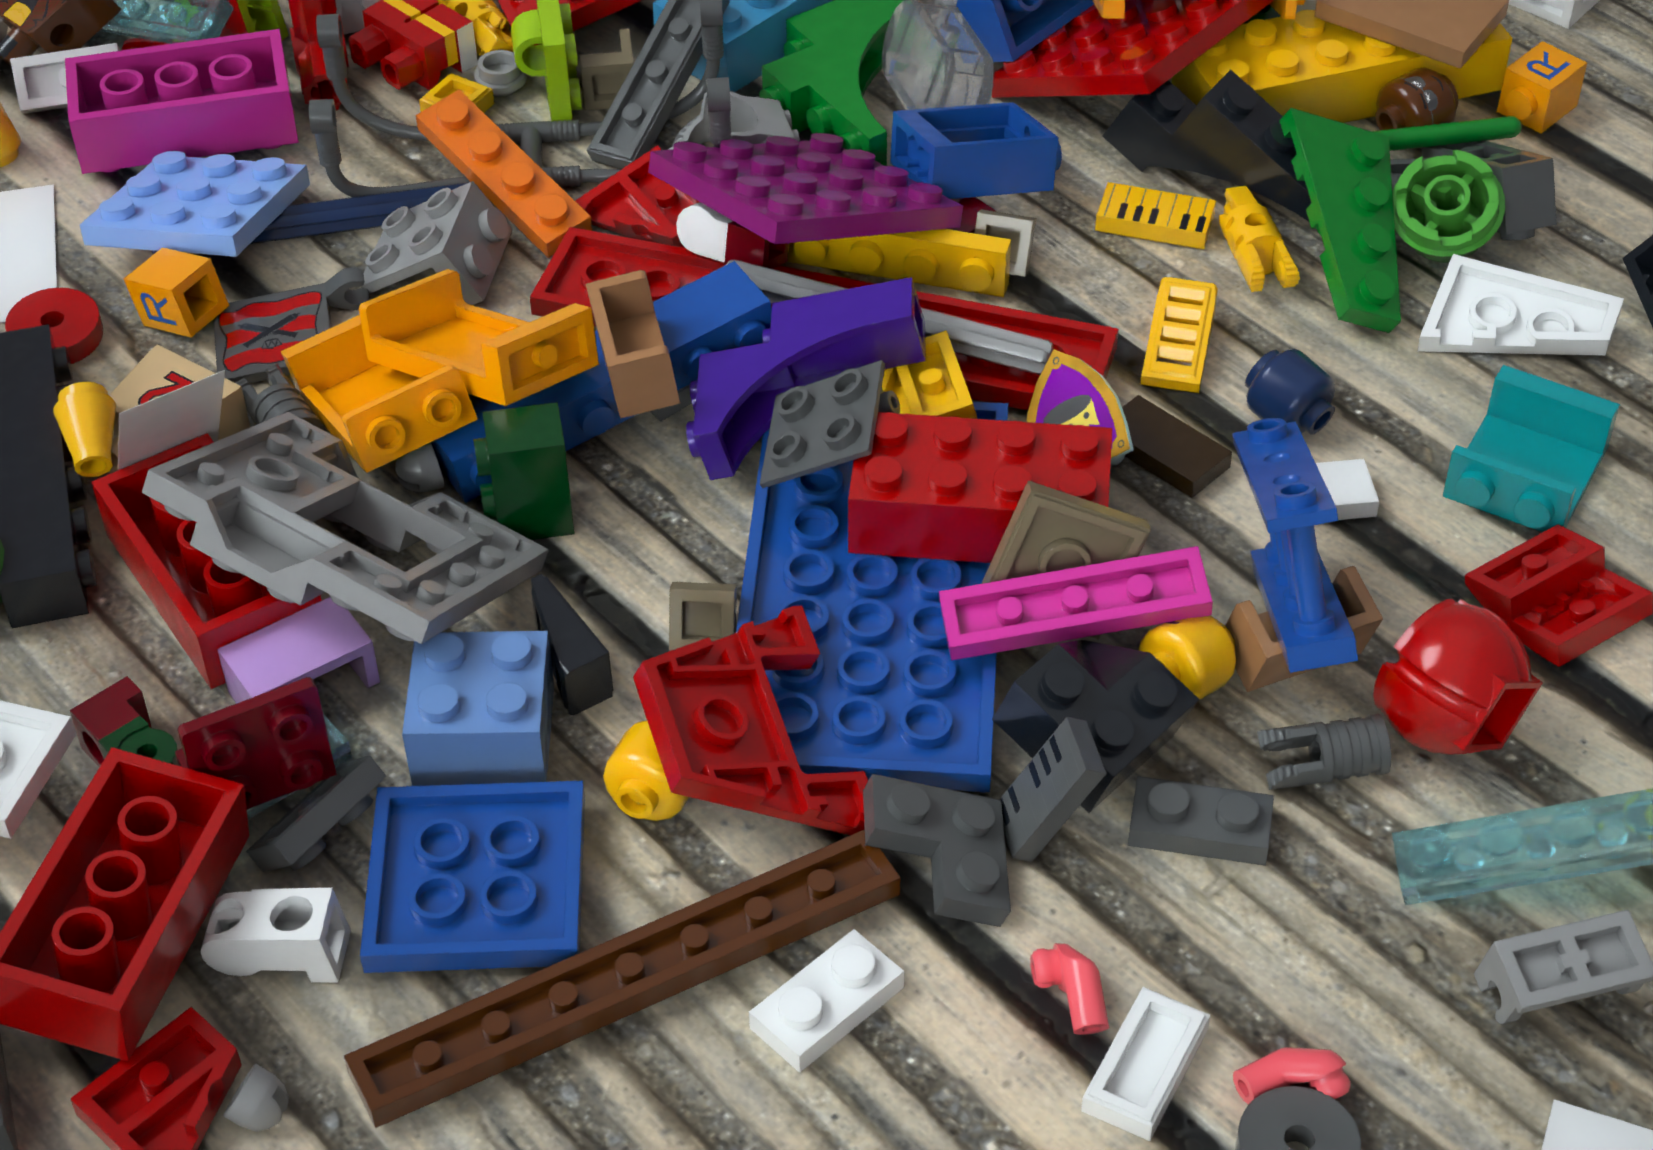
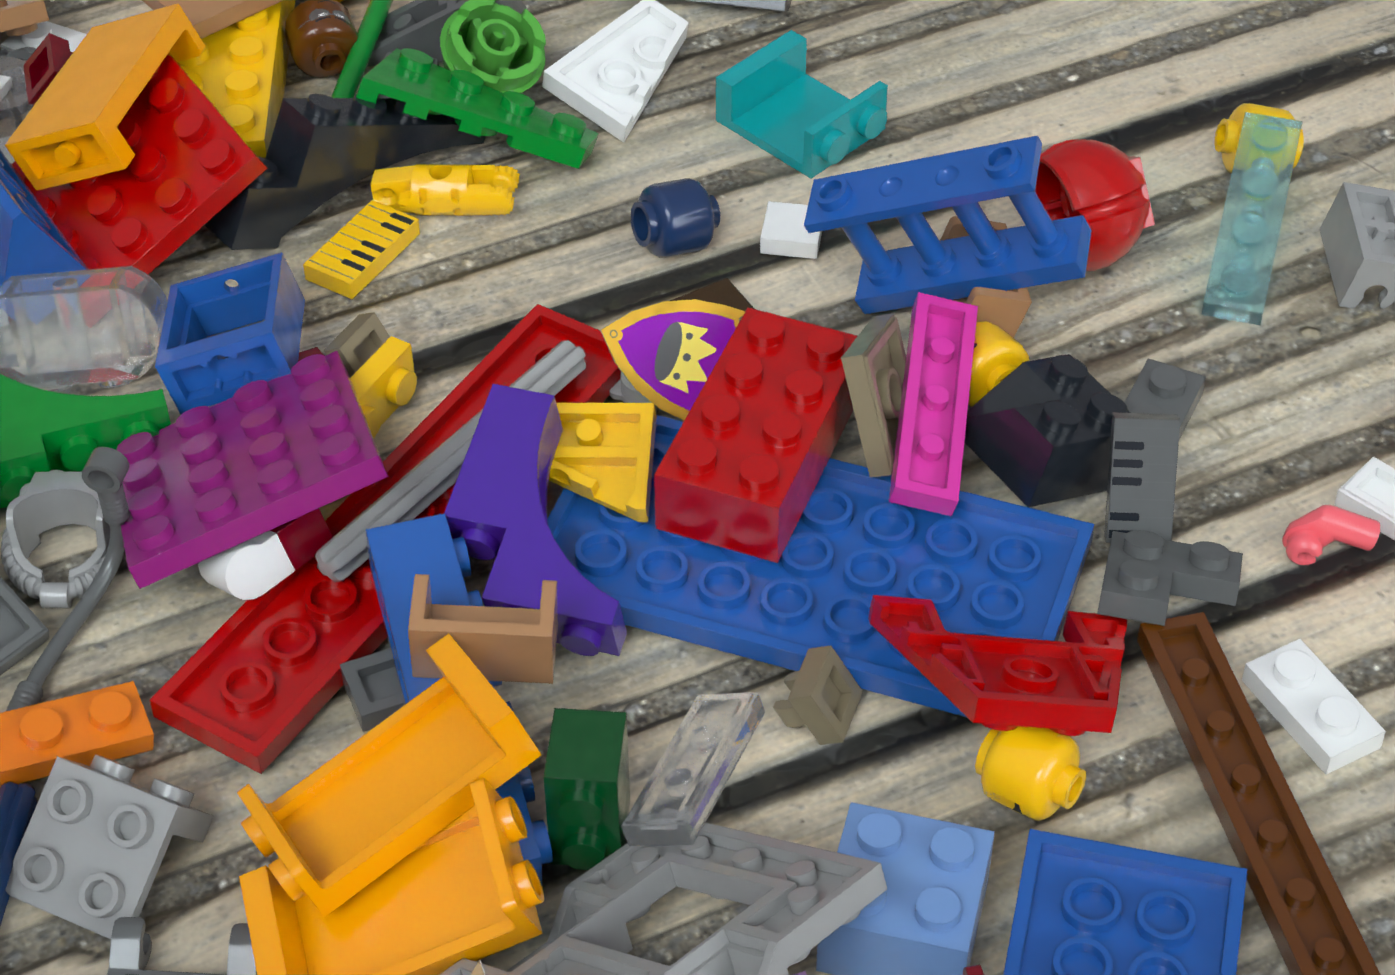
camera: 75 degrees left, 0 degrees up
(577, 655) = (818, 811): black slope -> none
(588, 545) = (693, 770): none -> clear tile
(637, 204) = (133, 630): red wing -> none
(825, 423) = (650, 513): dark grey hinge -> none
(1180, 333) = (525, 249): yellow slope -> none
(1334, 749) = (1109, 310): dark grey hinge -> none
(1559, 594) = (932, 130): red slope -> none

